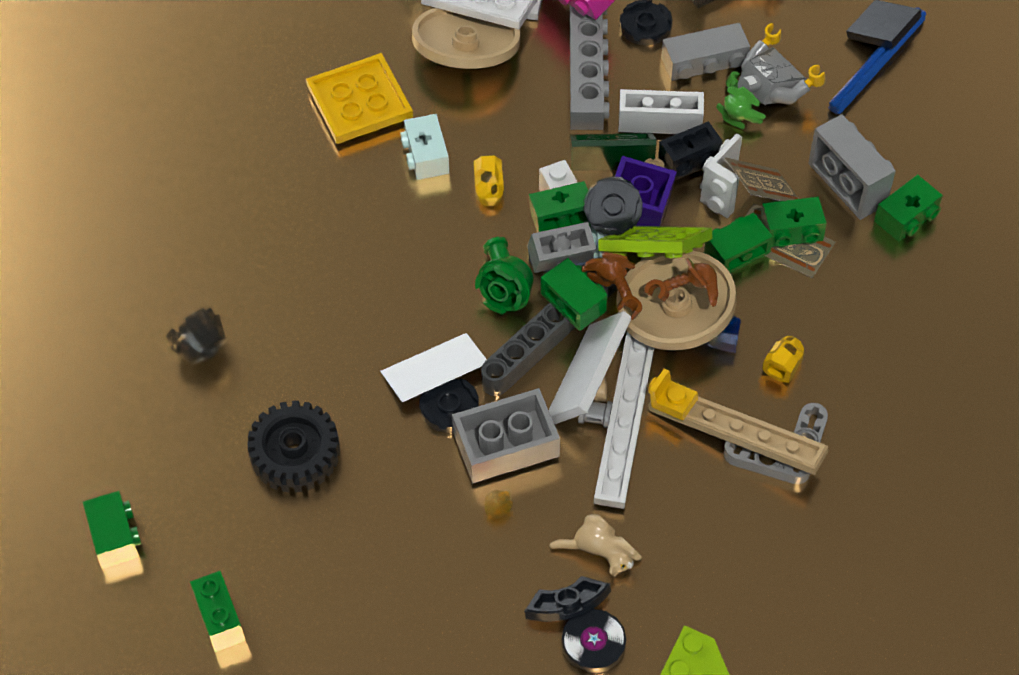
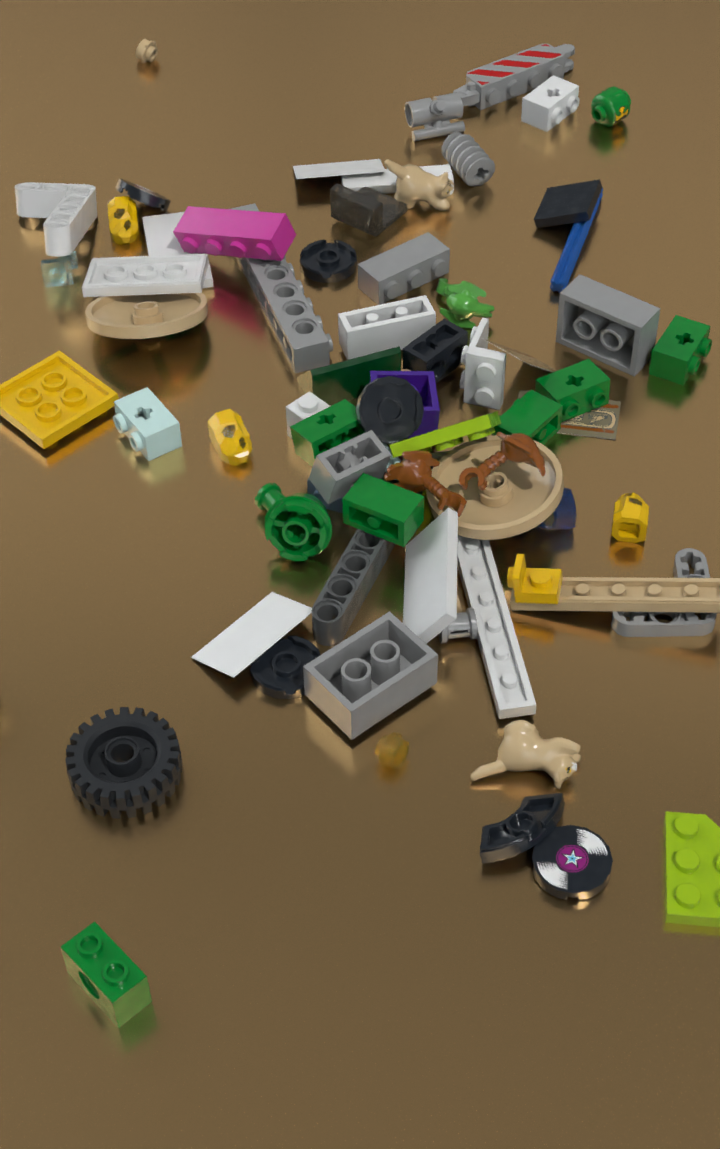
camera: 20 degrees left, 10 degrees down
(772, 76) = (487, 269): light grey torso -> none

